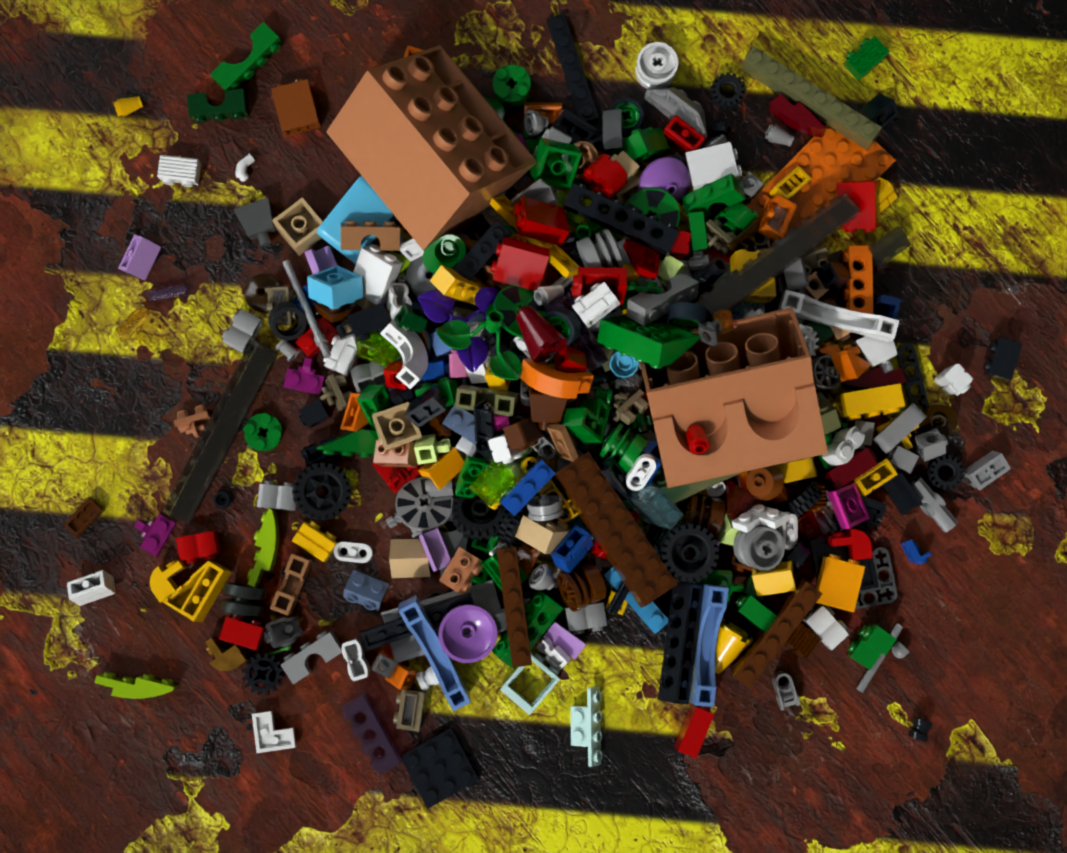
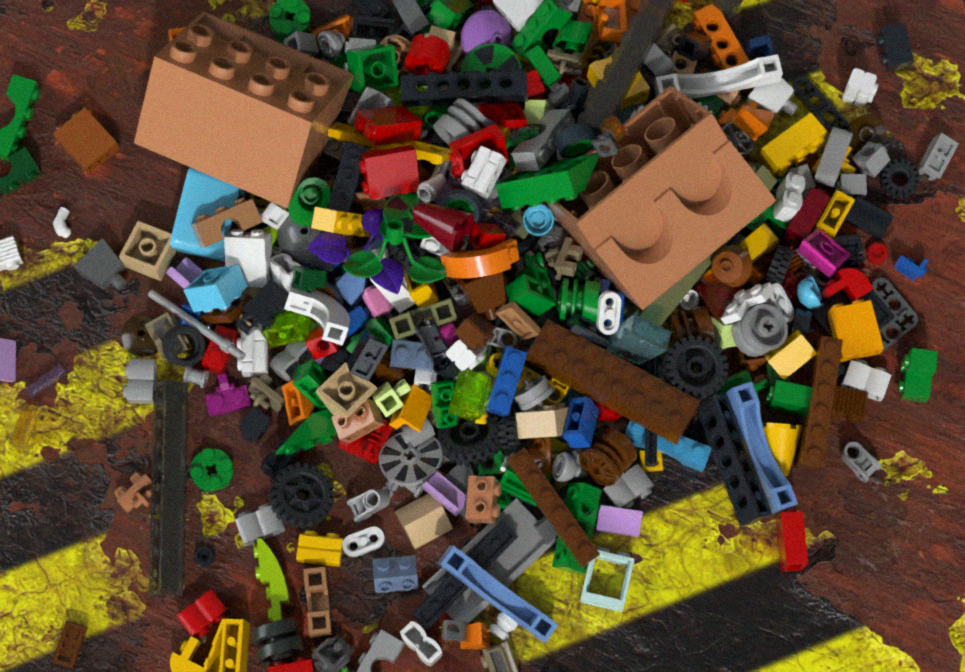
camera: 30 degrees left, 10 degrees down
(155, 533) = (152, 625): magenta hinge -> none
(370, 524) = (365, 505): none -> light grey piece
(467, 646) = (534, 554): medium lavender dish -> none
(510, 112) = (303, 42): none -> light grey brick
(555, 655) = (618, 540): white plate -> none
(587, 726) = (684, 594): light aqua bracket -> none
(697, 439) = (646, 248): red brick -> none
(817, 534) = (809, 293): none -> medium azure hair
(870, 673) = (932, 402): light grey bar -> none
(875, 378) = (784, 122): dark red slope -> none
(892, 524) = (876, 253): none -> red tile
(899, 650) = (948, 367): light grey hinge -> none
(934, 505) = (906, 215): light grey piece -> none

